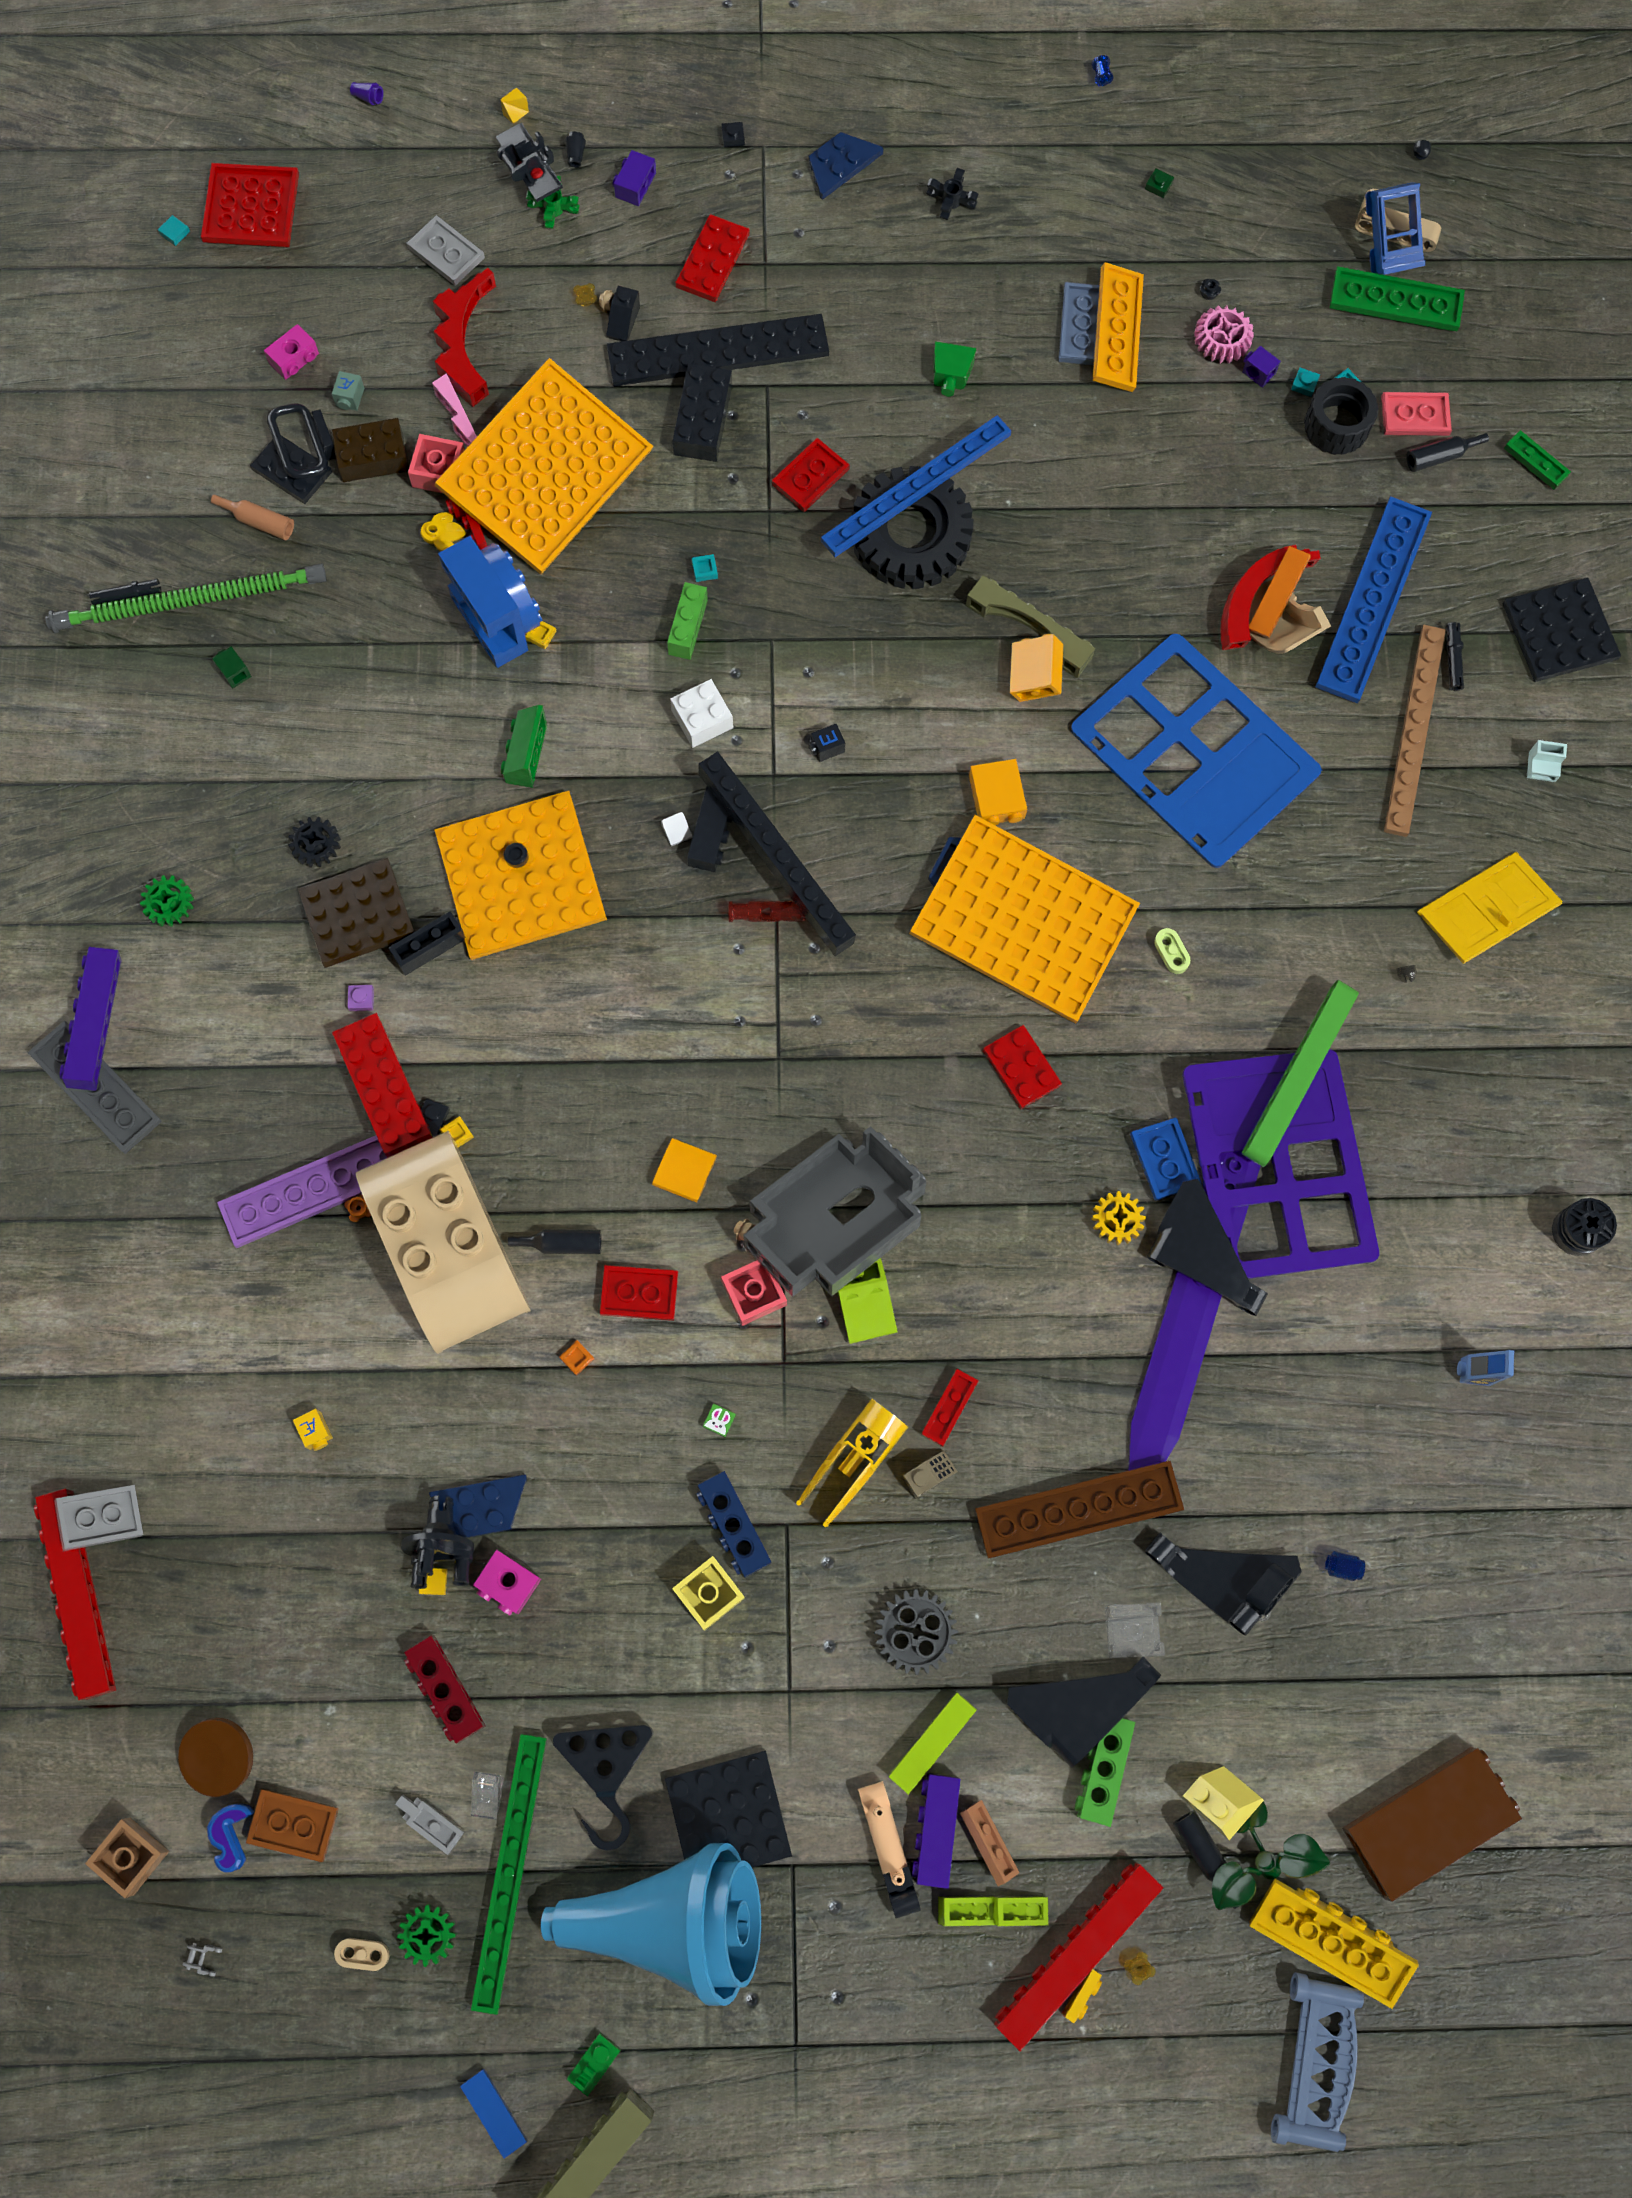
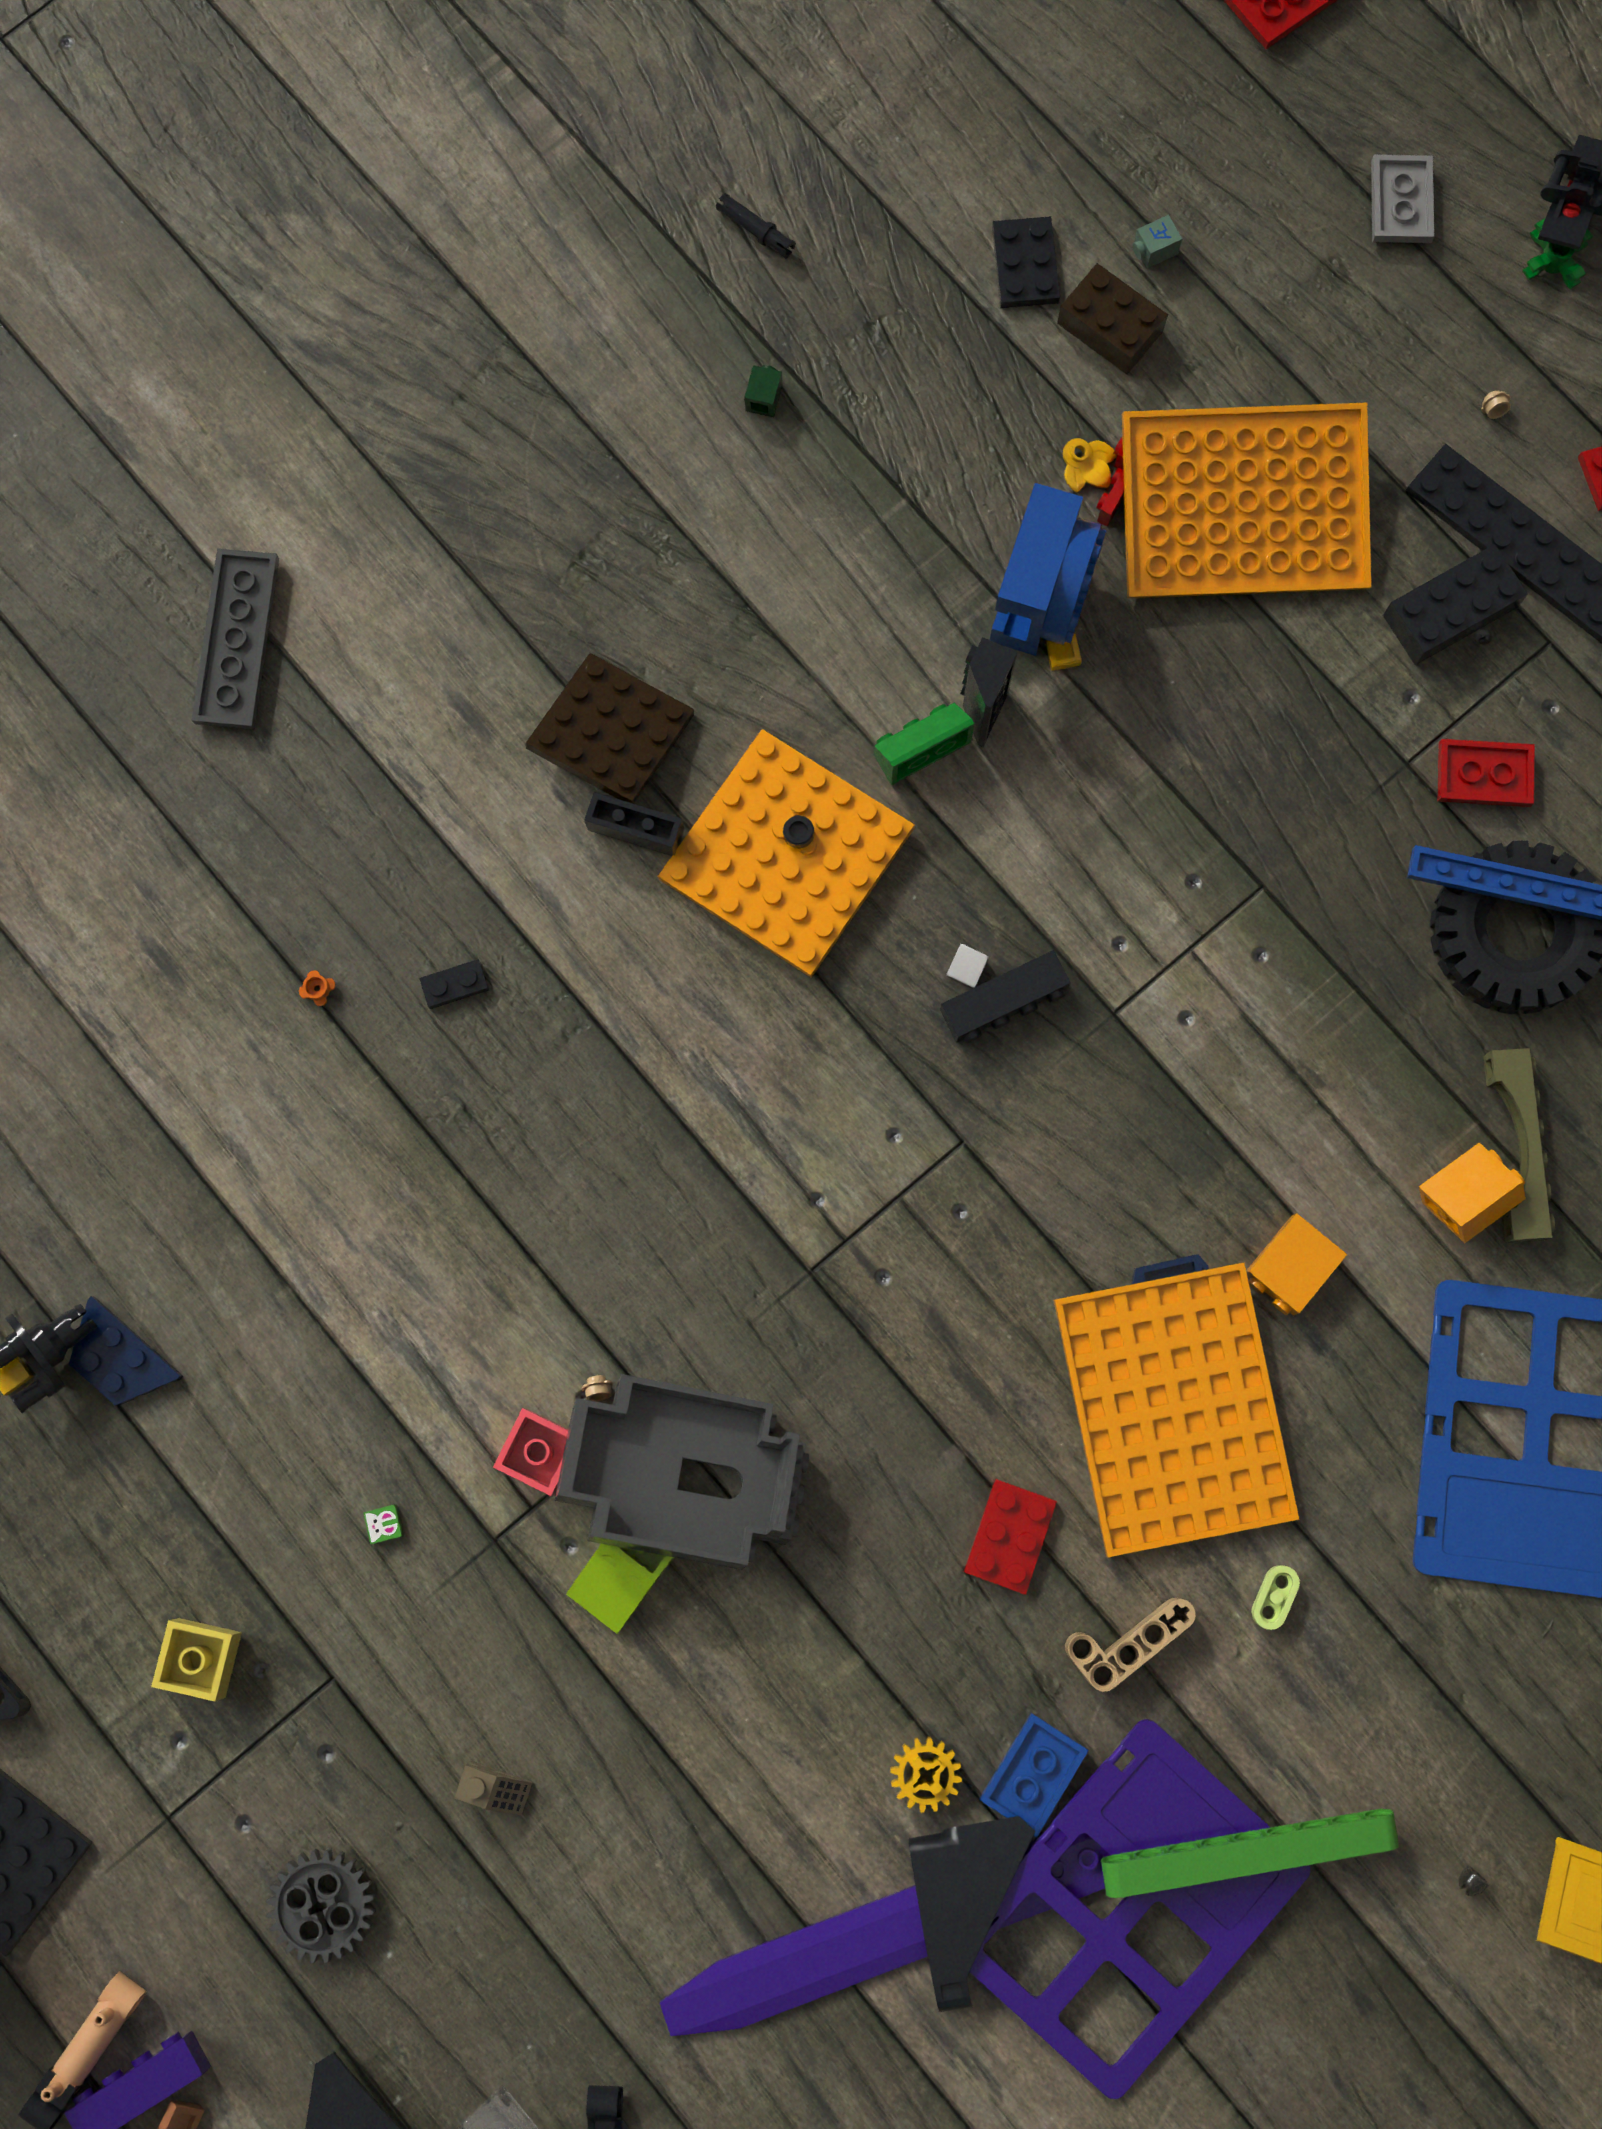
camera: 60 degrees right, 5 degrees up
(67, 619) = (802, 287): bright green hose -> none
(91, 1019) = (295, 576): dark purple brick -> none
(170, 902) = (471, 554): green gear -> none
(258, 517) = (943, 277): nougat piece -> none
(294, 341) = (1162, 143): dark pink brick -> none
(298, 1193) = (307, 932): medium lavender plate -> none
(313, 1430) = (64, 1133): yellow brick -> none
(318, 433) = (1082, 256): black bar -> none
(320, 849) = (641, 633): black gear -> none
(360, 997) = (530, 807): medium lavender plate -> none
(382, 1085) = (450, 910): red brick -> none
(431, 460) = (1153, 386): coral brick -> none
(442, 1242) = (327, 1103): tan brick -> none
(446, 394) = (1222, 377): bright pink slope -> none
(455, 312) = (1311, 285): red arch -> none
(458, 1130) = (468, 1017): yellow tile -> none
(491, 1583) = (42, 1438): dark pink brick -> none
(526, 680) = (986, 685): none -> black slope
(561, 1241) = (439, 1215): black piece -> none
(576, 1357) = (336, 1327): orange tile -> none
(587, 299) = (1479, 382): clear yellow plate -> none
(623, 313) = (1494, 431): black slope -> none
(639, 1293) = (448, 1336): red plate -> none
(684, 1170) = (611, 1275): light orange slope -> none
(687, 621) = (1205, 786): bright green brick -> none
(701, 713) = (1115, 885): white brick -> none
(704, 568) = (1281, 753): teal plate -> none
(721, 1486) = (255, 1670): dark blue brick -> none
(752, 911) = (976, 1155): clear red piece -> none
(776, 854) = (1019, 1092): black brick -> none
(827, 743) = (1194, 1040): black brick -> none
(880, 1425) = (500, 1698): yellow piece -> none
(932, 1743) = (220, 2013): lime slope -> none
(949, 1407) = (579, 1754): red plate -> none
(1079, 1509) = (579, 1980): reddish brown plate -> none
(1134, 1043) = (1136, 1638): none -> tan beam

